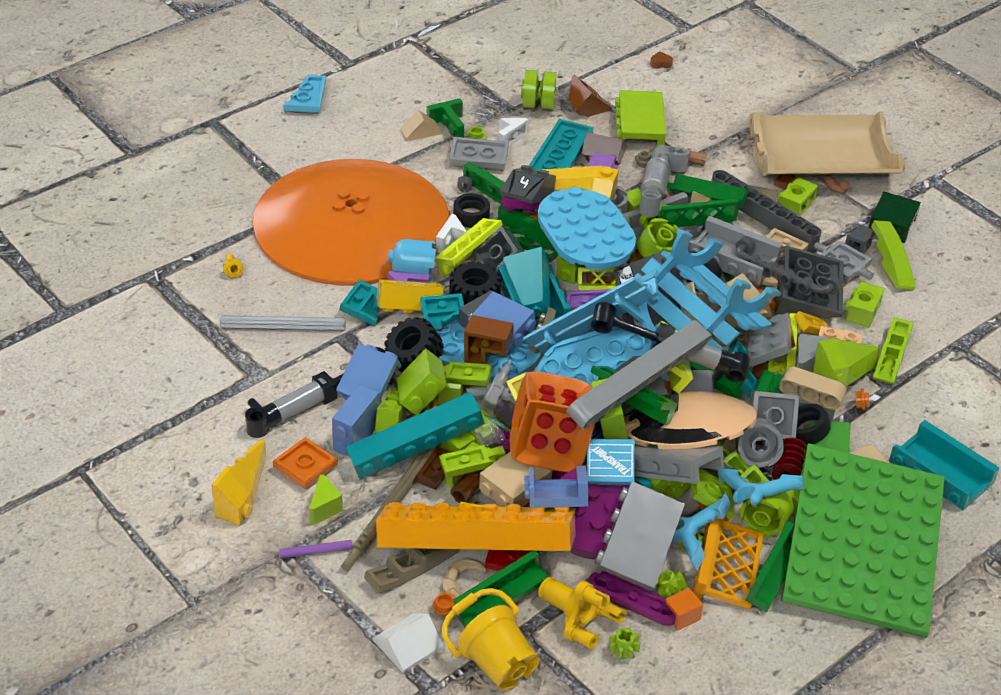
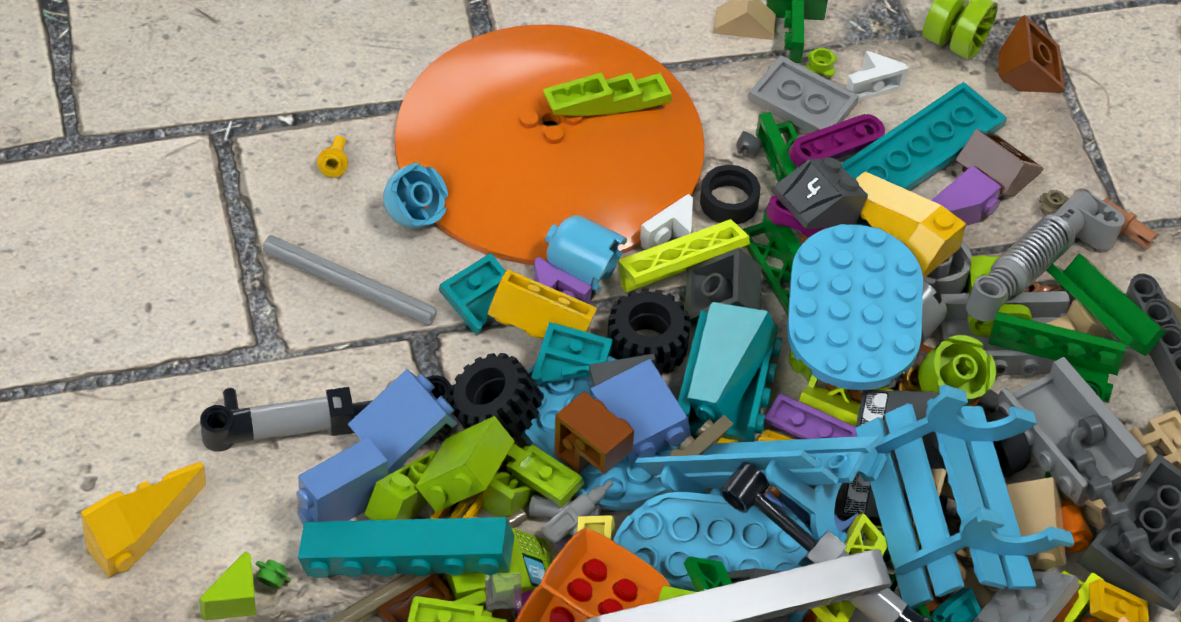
camera: 25 degrees right, 10 degrees up
(296, 266) = (411, 191): none -> medium azure cylinder
(305, 462) = (245, 519): orange plate -> none
(342, 482) = (272, 574): none -> bright green plate
(376, 180) = (602, 97): none -> lime slope
(513, 161) = (837, 139): none -> magenta plate
(640, 116) = (1094, 126): lime panel -> none

